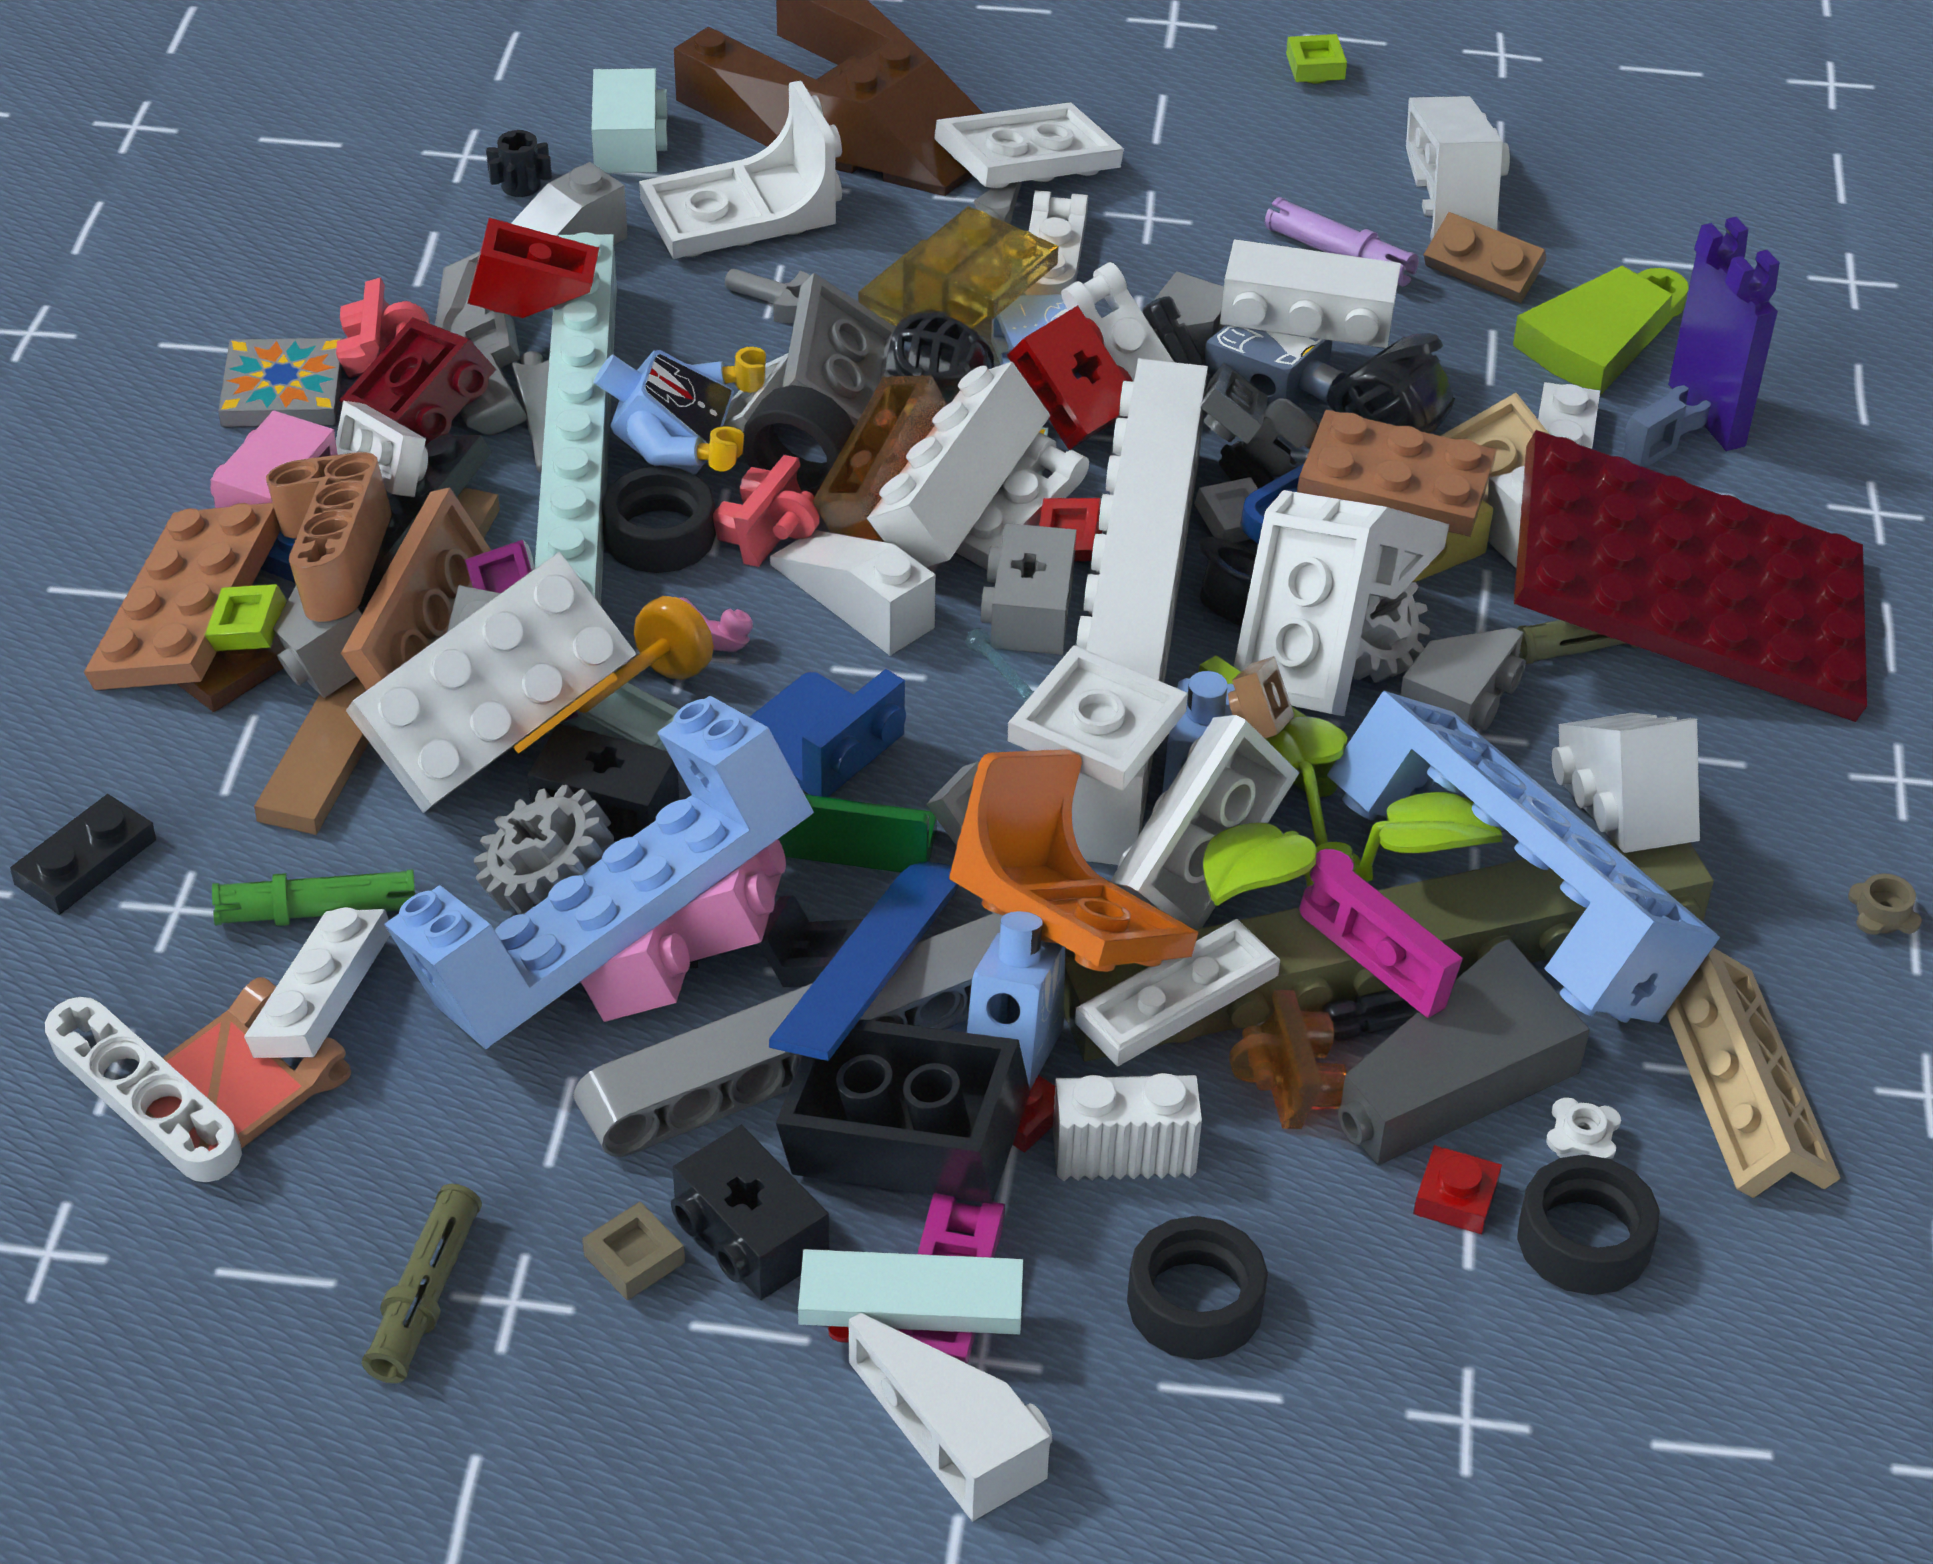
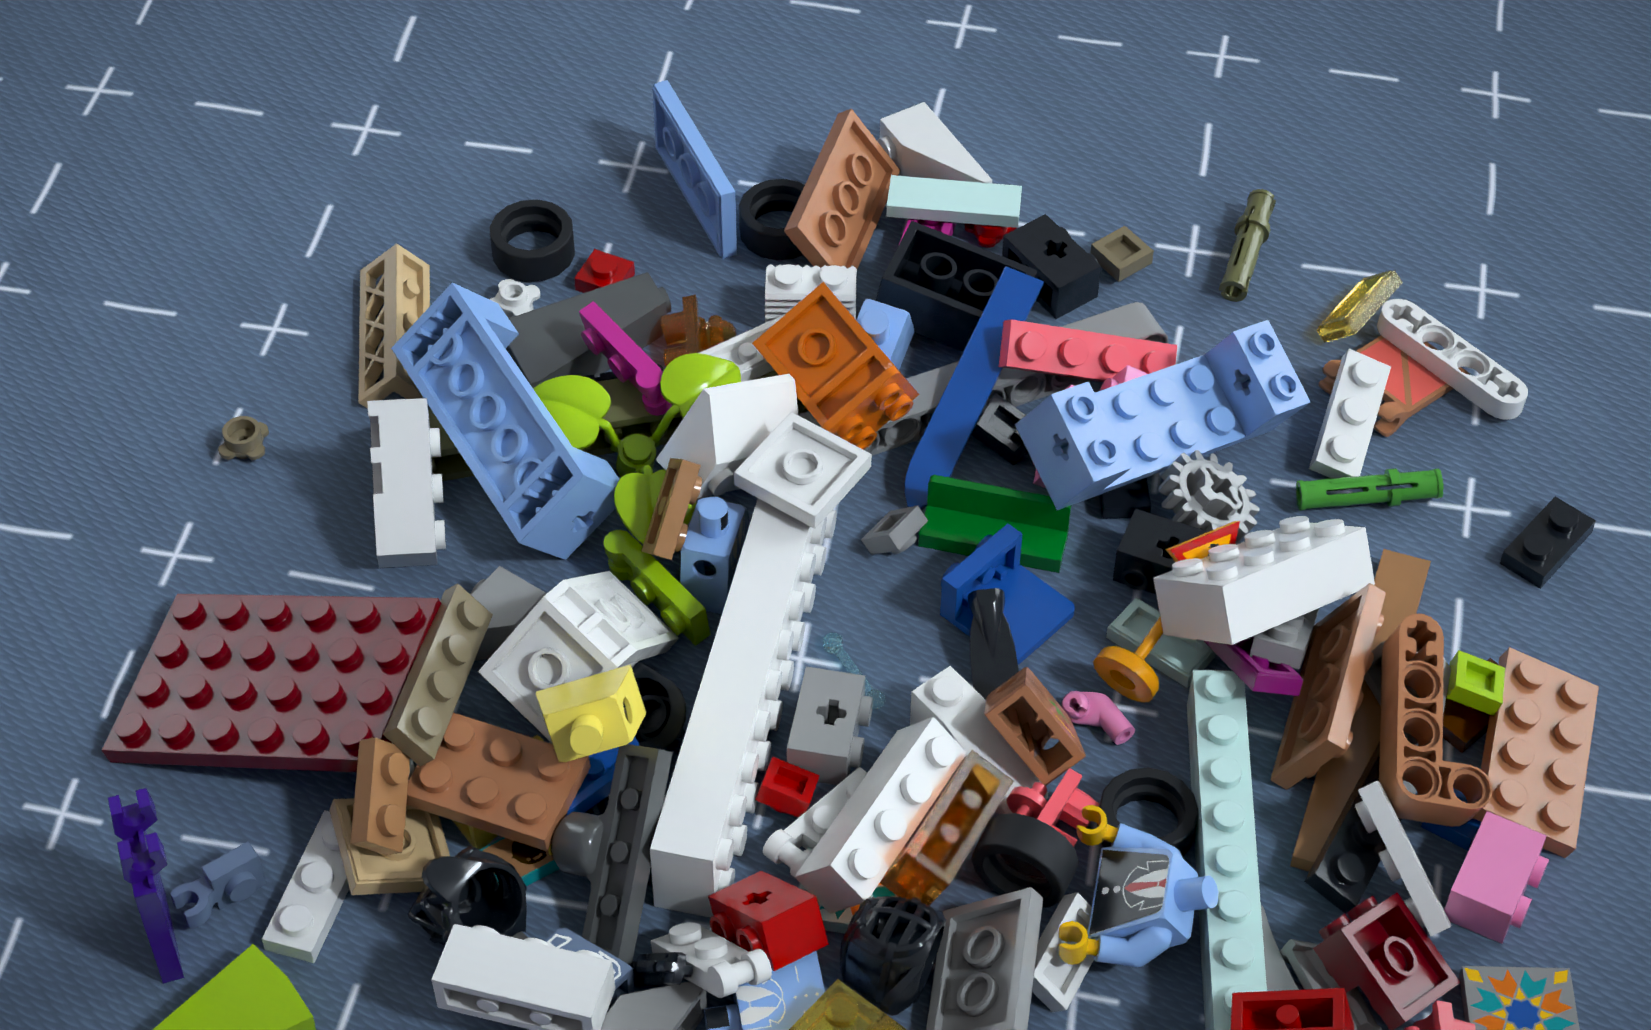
camera: 175 degrees left, 5 degrees up
(263, 1167) = (1359, 306): none -> clear yellow tile
(672, 1012) = (1078, 352): none -> coral plate
(792, 560) = (1027, 719): none -> nougat torso
(835, 669) = (990, 641): none -> black piece
(1098, 1276) = (842, 196): none -> nougat plate
(1304, 444) = (590, 714): none -> light yellow torso
(1357, 1317) = (695, 169): none -> light blue tile
(1494, 531) = (438, 675): none -> dark tan plate
(1514, 422) = (380, 797): none -> medium nougat plate

